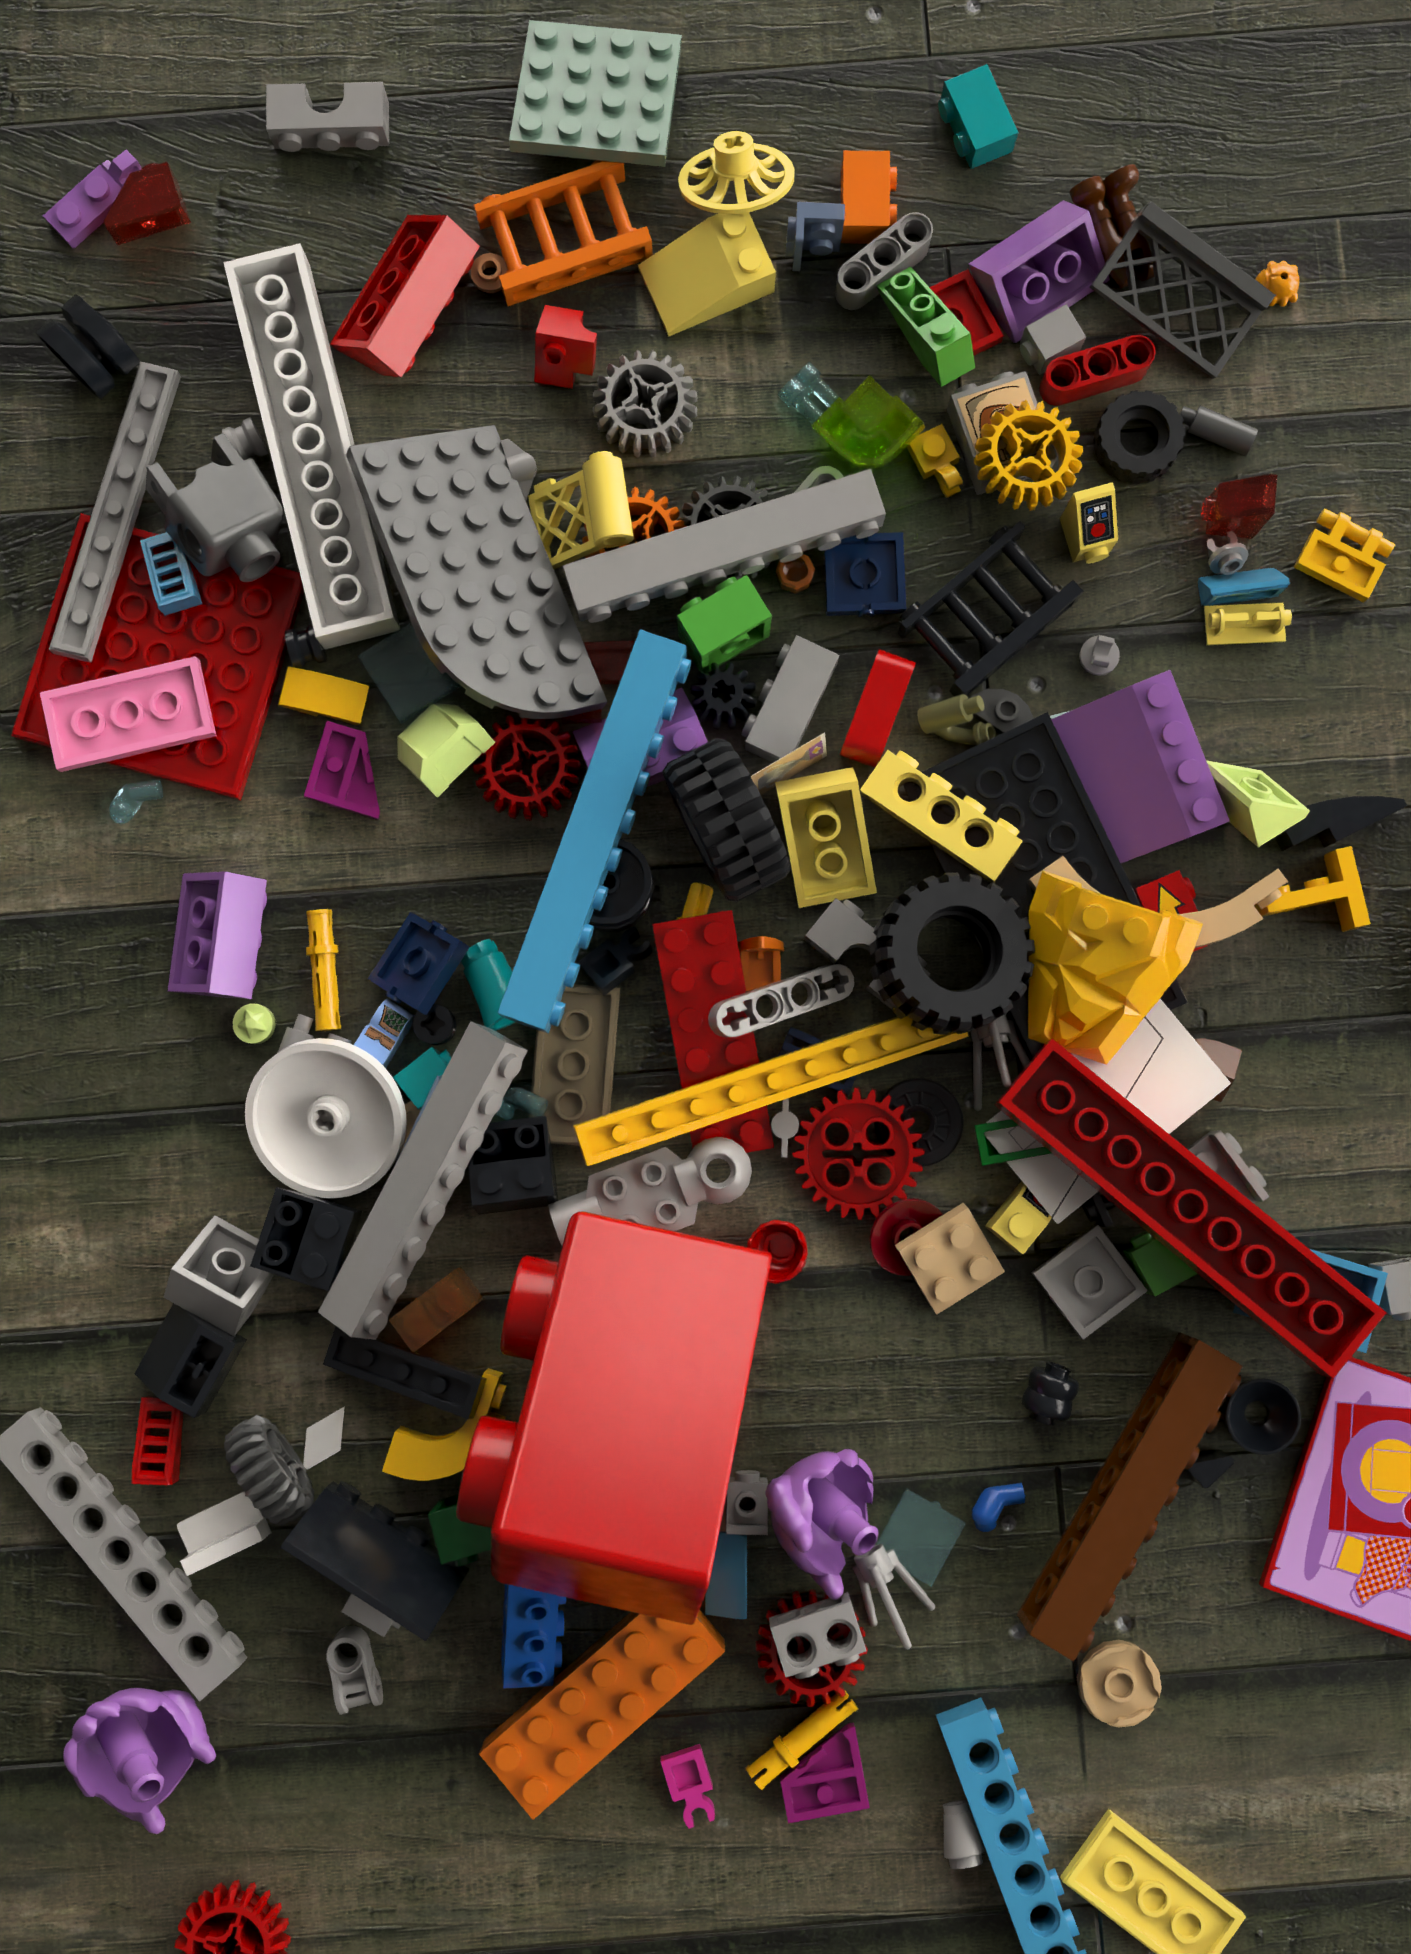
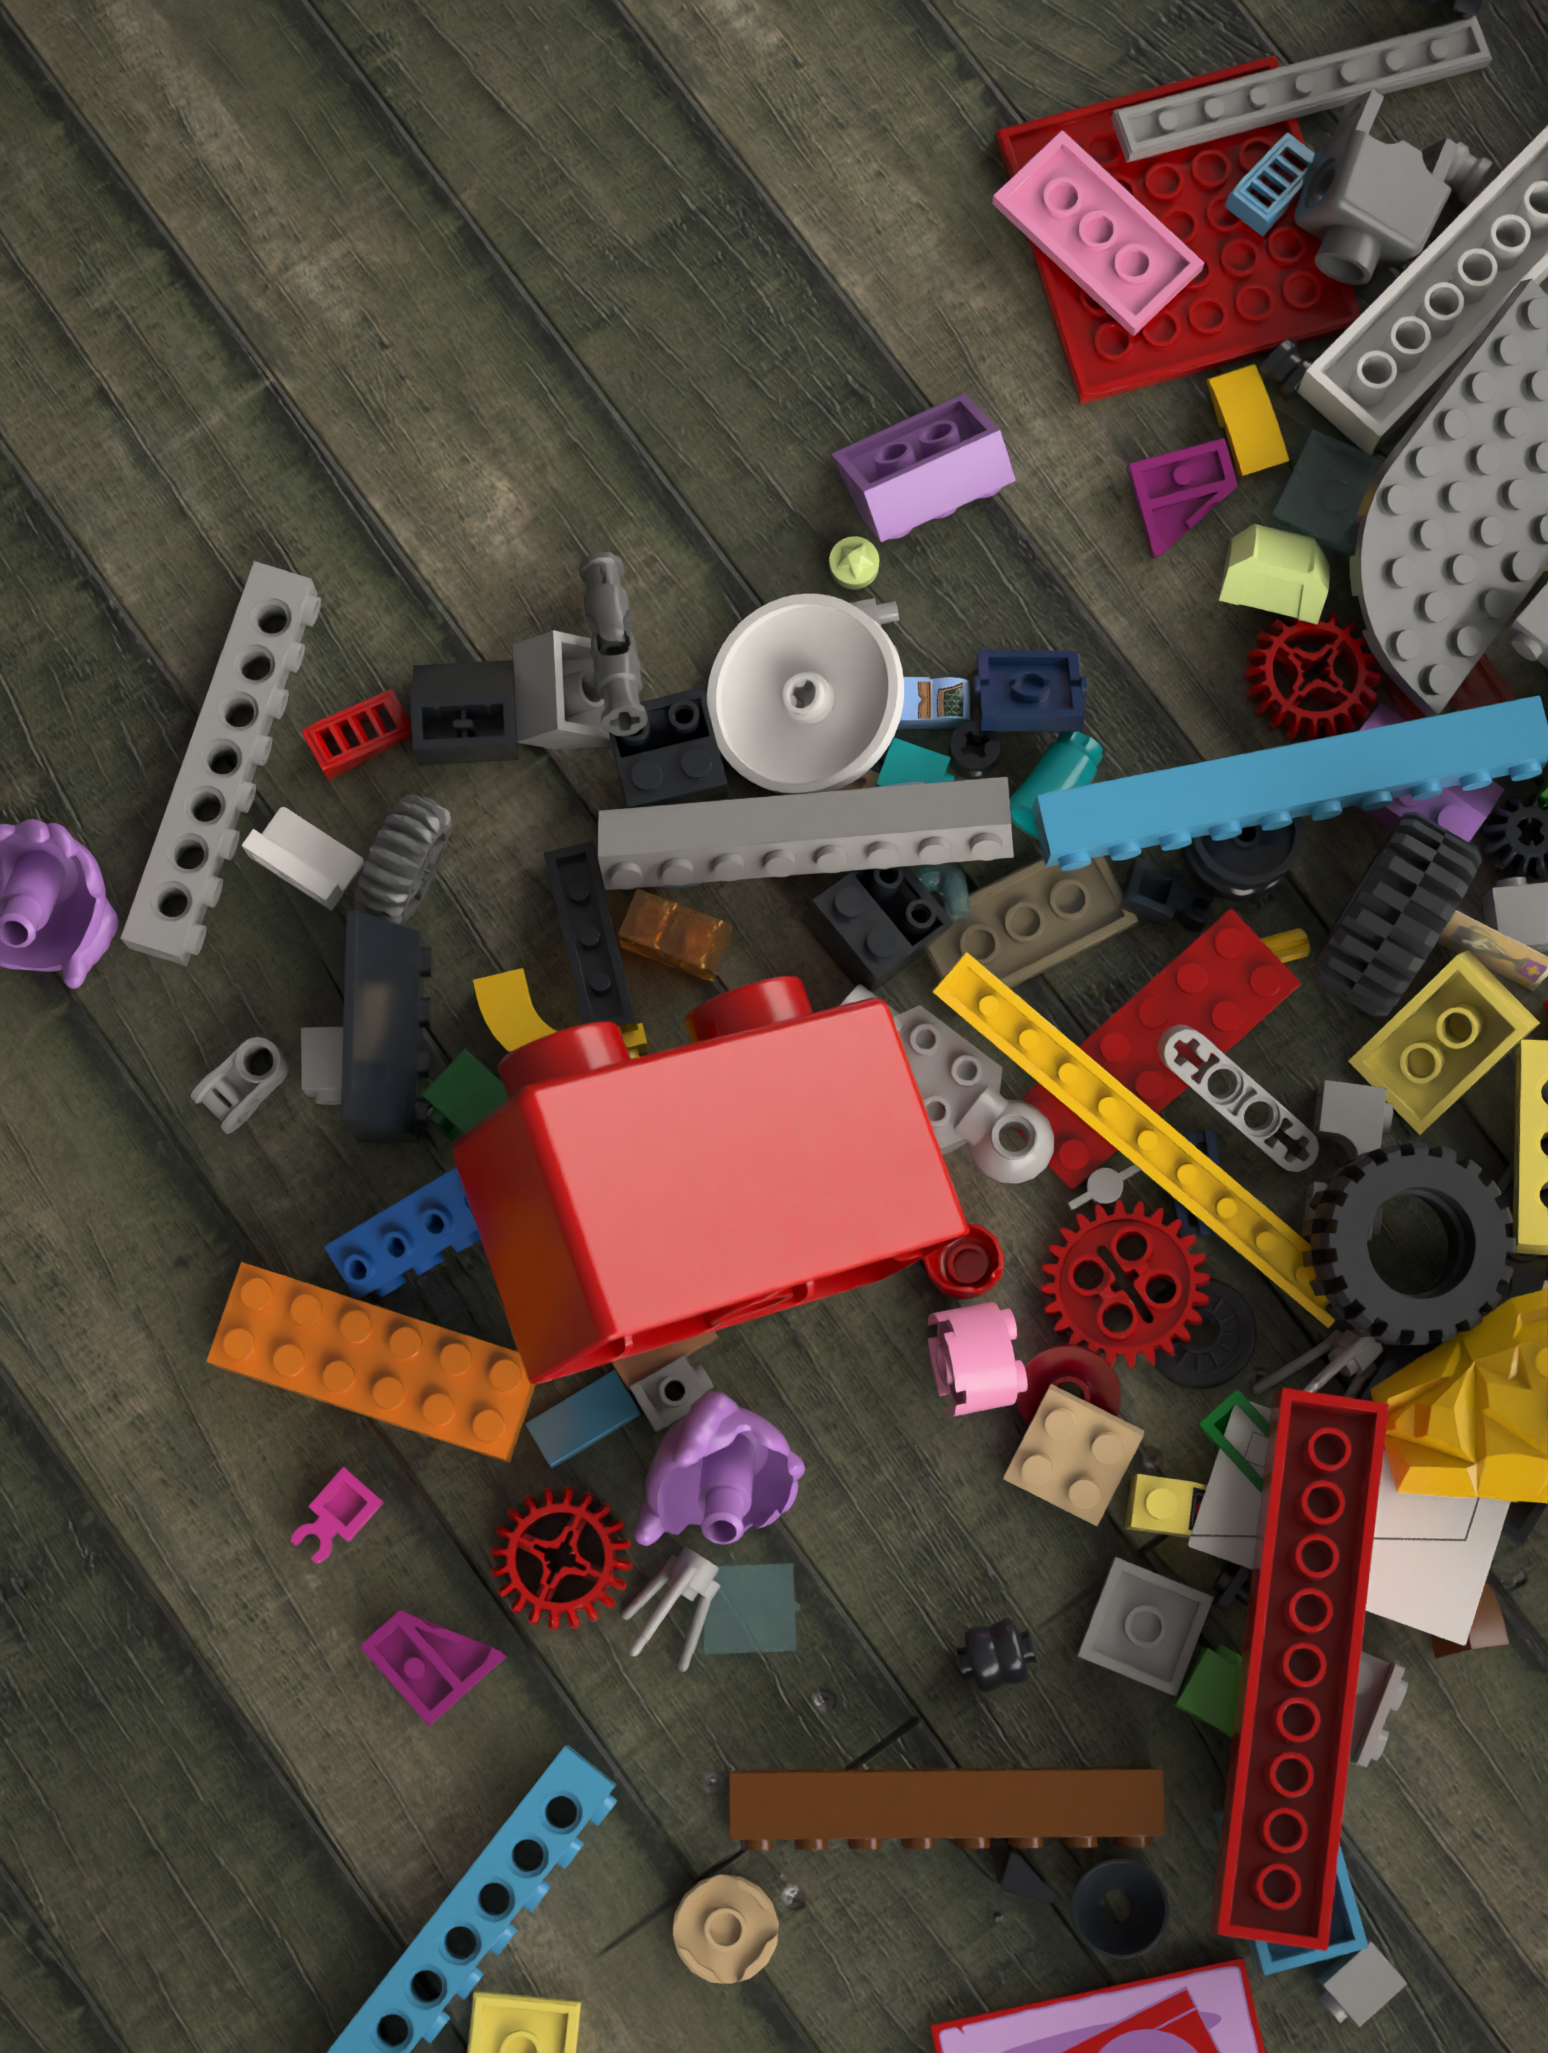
camera: 55 degrees right, 5 degrees down
(131, 797) = (1010, 291): clear light blue arm -> none
(229, 1240) = (617, 660): none -> dark grey piece
(323, 1439) = (462, 905): white sticker -> none
(324, 976) = (973, 587): yellow pin -> none
(760, 961) = (1266, 1052): orange tile -> none
(799, 1740) = (456, 1608): yellow pin -> none
(813, 1623) = (593, 1536): light grey brick -> none
(848, 1286) = (976, 1358): none -> bright pink brick
(961, 1836) = (456, 1848): light grey cone -> none
(992, 1503) = (836, 1665): blue arm -> none

